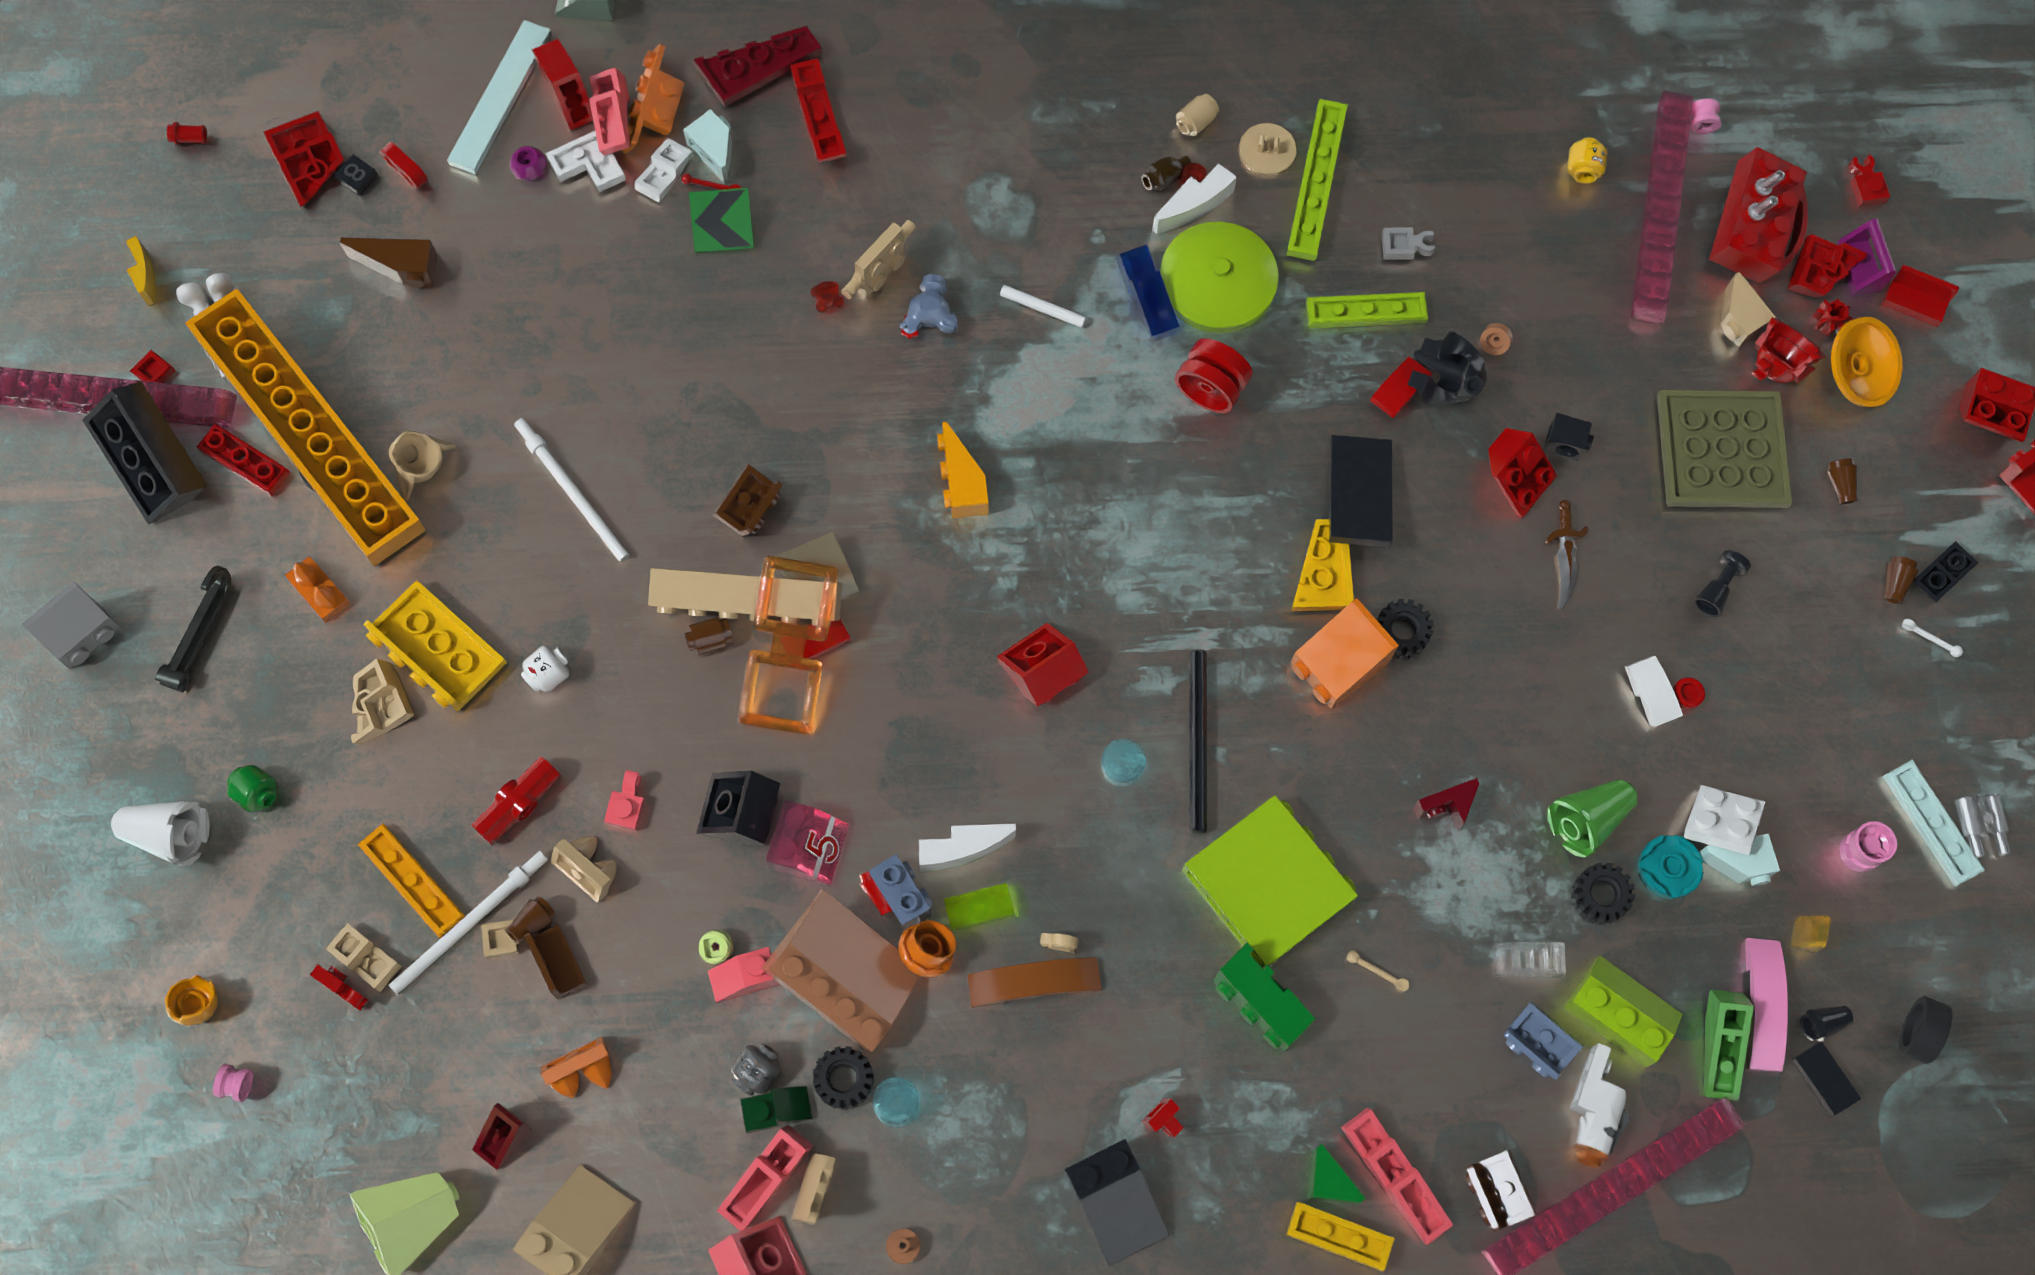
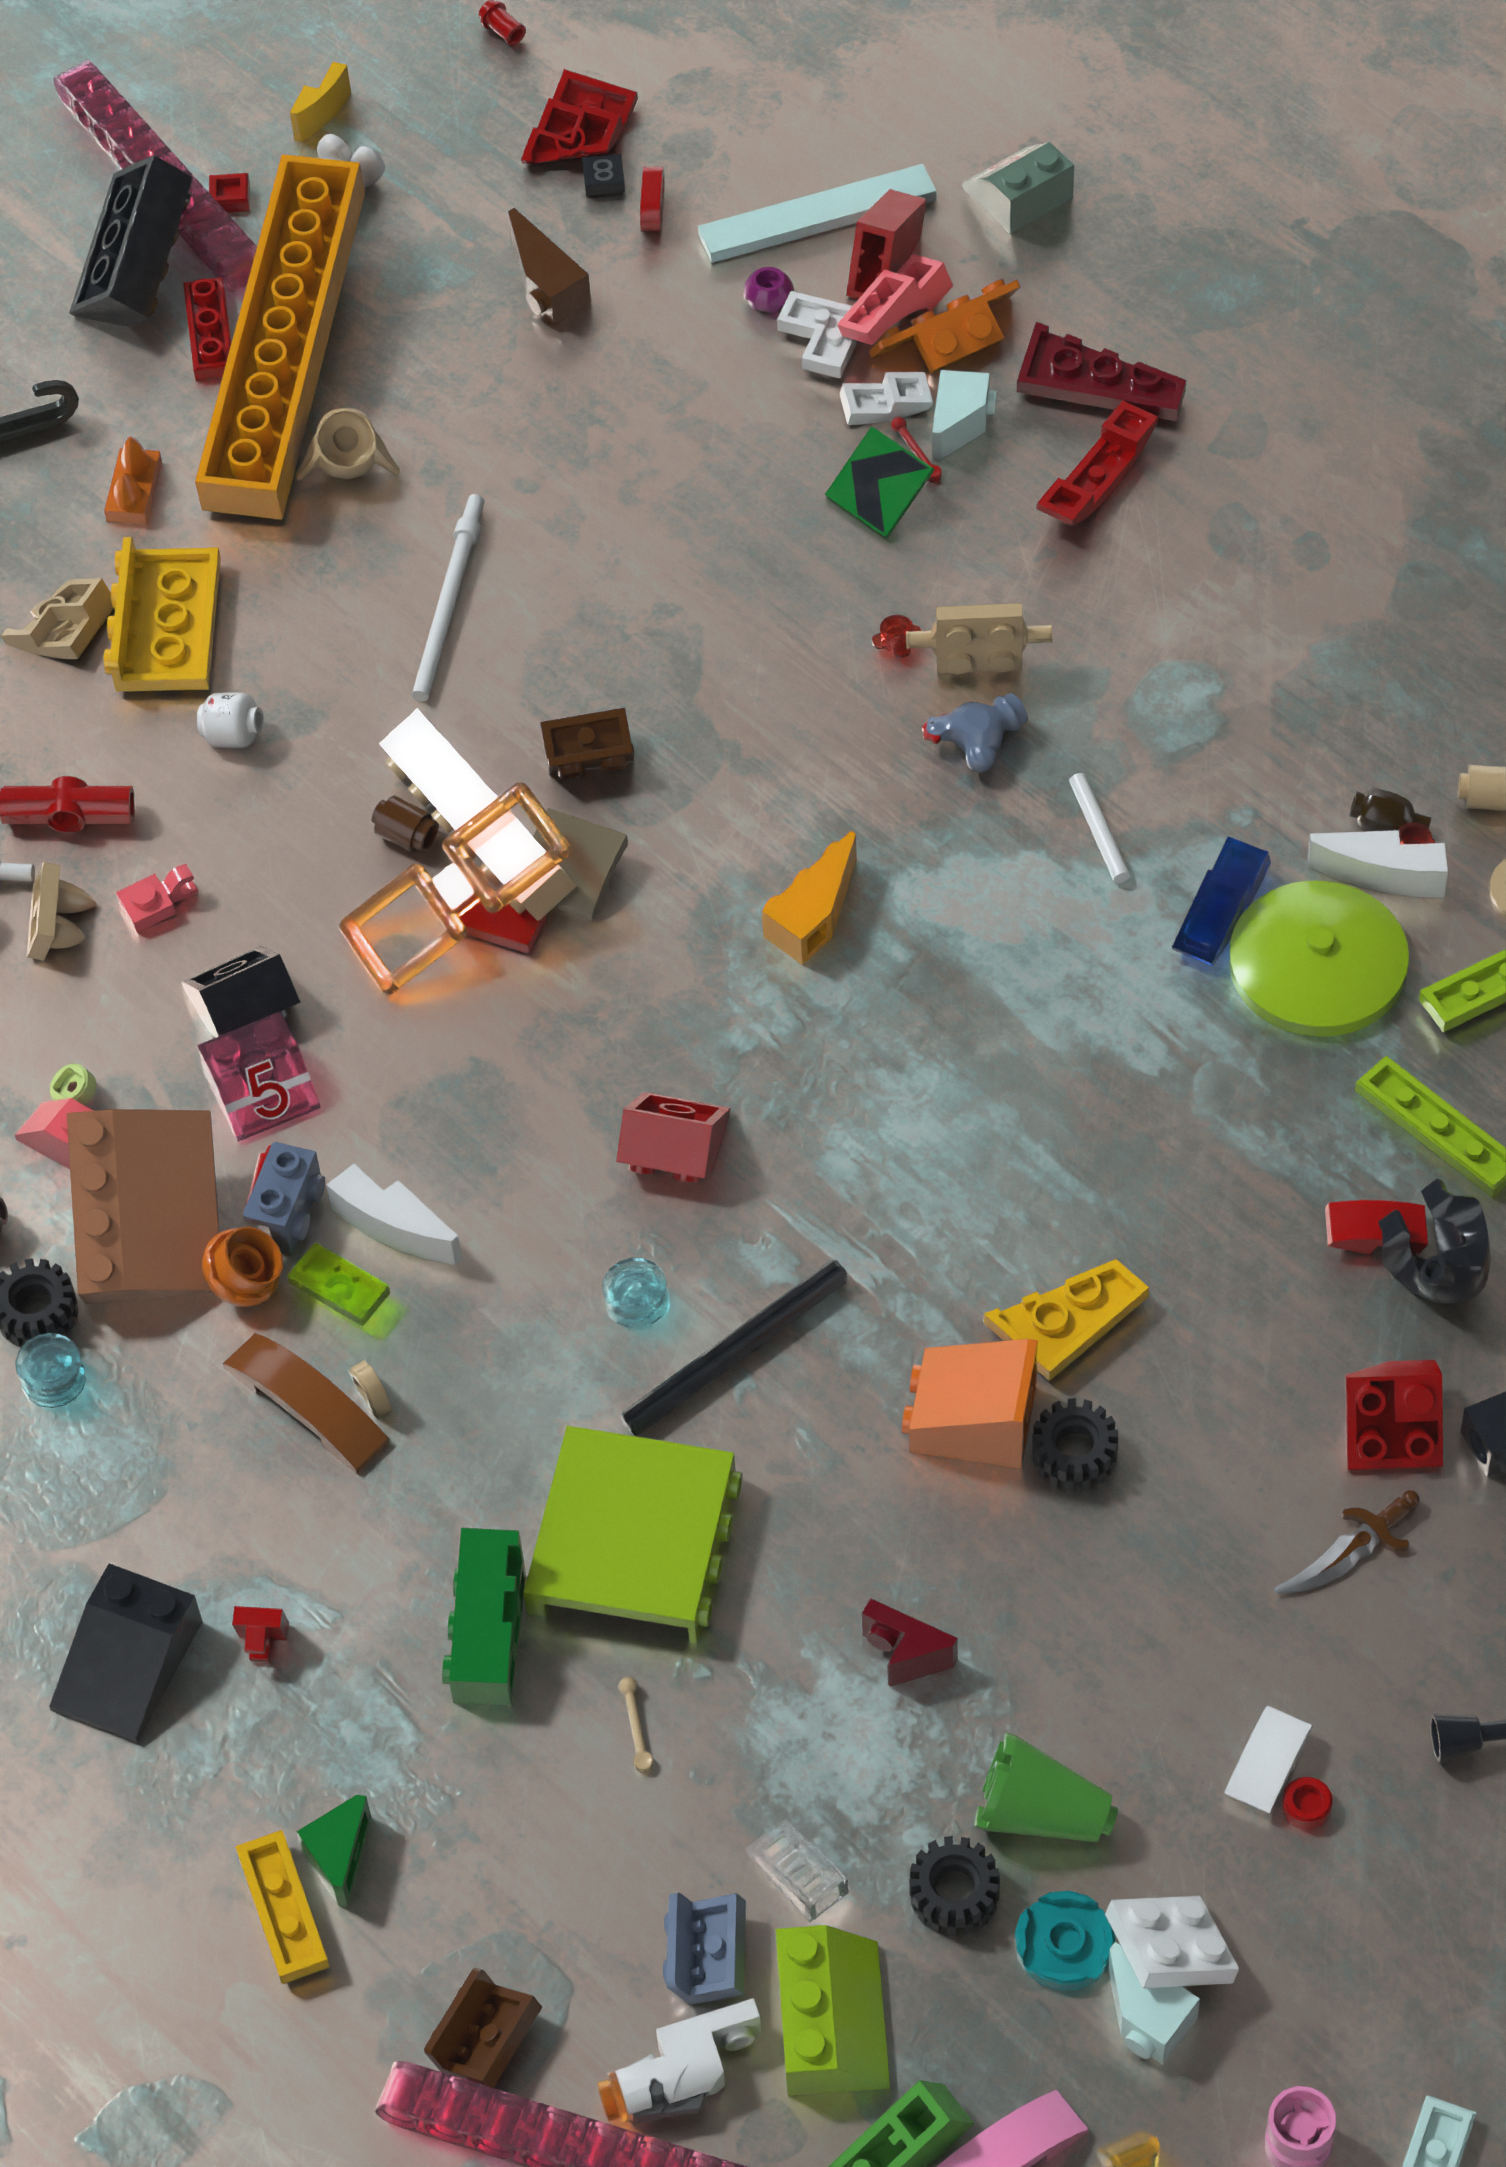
camera: 55 degrees right, 15 degrees down
(1213, 375) = (1176, 1027): red wheel -> none
(1360, 491) = (1197, 1276): black tile -> none
(1397, 1176) = (406, 1915): coral slope -> none

